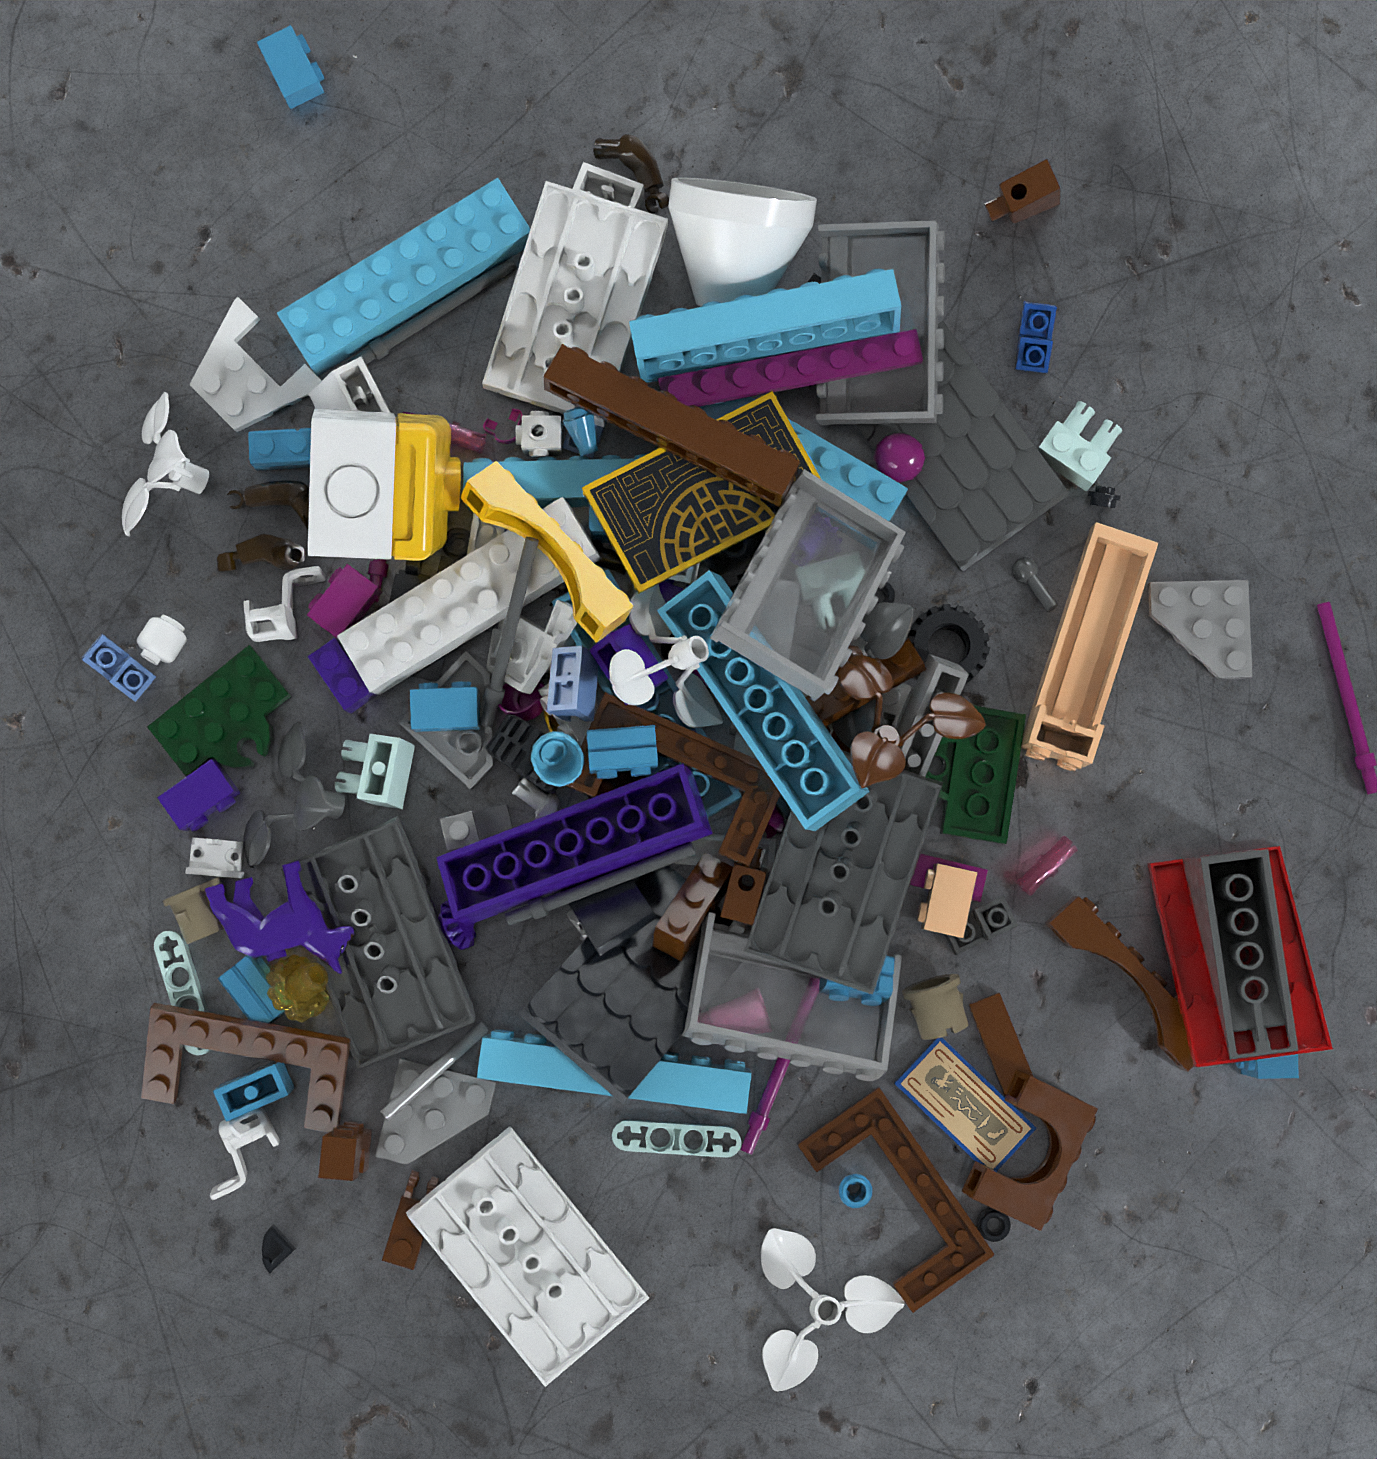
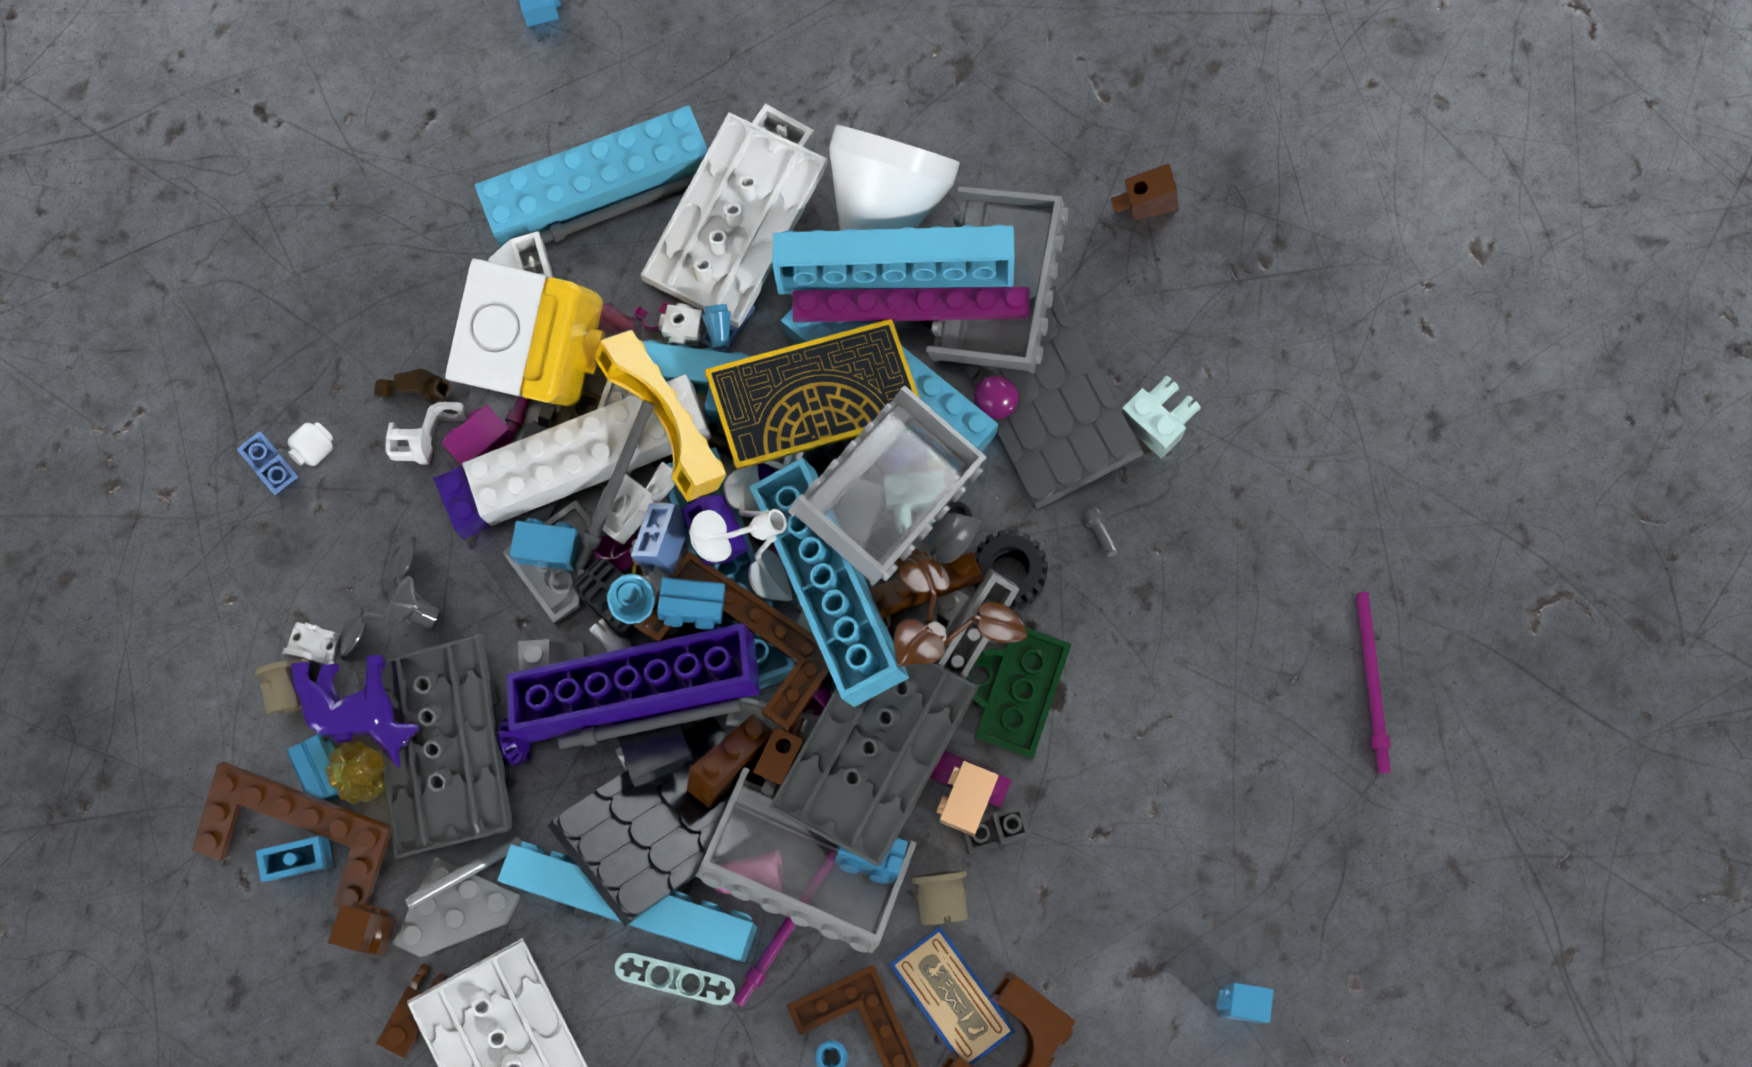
camera: 10 degrees right, 10 degrees down
(167, 460) = (362, 305): white plant -> none
(192, 988) = (263, 758): light aqua beam -> none
(199, 796) = (310, 586): dark purple brick -> none
(223, 715) = (348, 520): dark green plate -> none
(236, 383) = (427, 239): white wing -> none
(236, 1135) = (267, 896): white piece -> none
(275, 1248) = (280, 1015): black tile -> none
(276, 493) = (429, 336): dark brown arm -> none
(280, 449) = (443, 298): dark azure brick -> none
(383, 773) = (479, 591): light aqua brick -> none
(639, 159) = (815, 112): dark brown arm -> none
(671, 424) = (795, 329): reddish brown brick -> none
(999, 1039) = (995, 940): reddish brown tile -> none
(1035, 337) = (1137, 317): blue slope -> none
(1047, 865) = (1067, 785): clear pink pin -> none
(1083, 930) = (1165, 965): reddish brown arch -> none
(1088, 648) = (1138, 594): light nougat brick -> none
(1104, 497) = (1175, 464): black plate -> none
(1208, 622) = (1253, 591): light grey plate -> none
(1238, 957) = (1232, 897): piece -> none

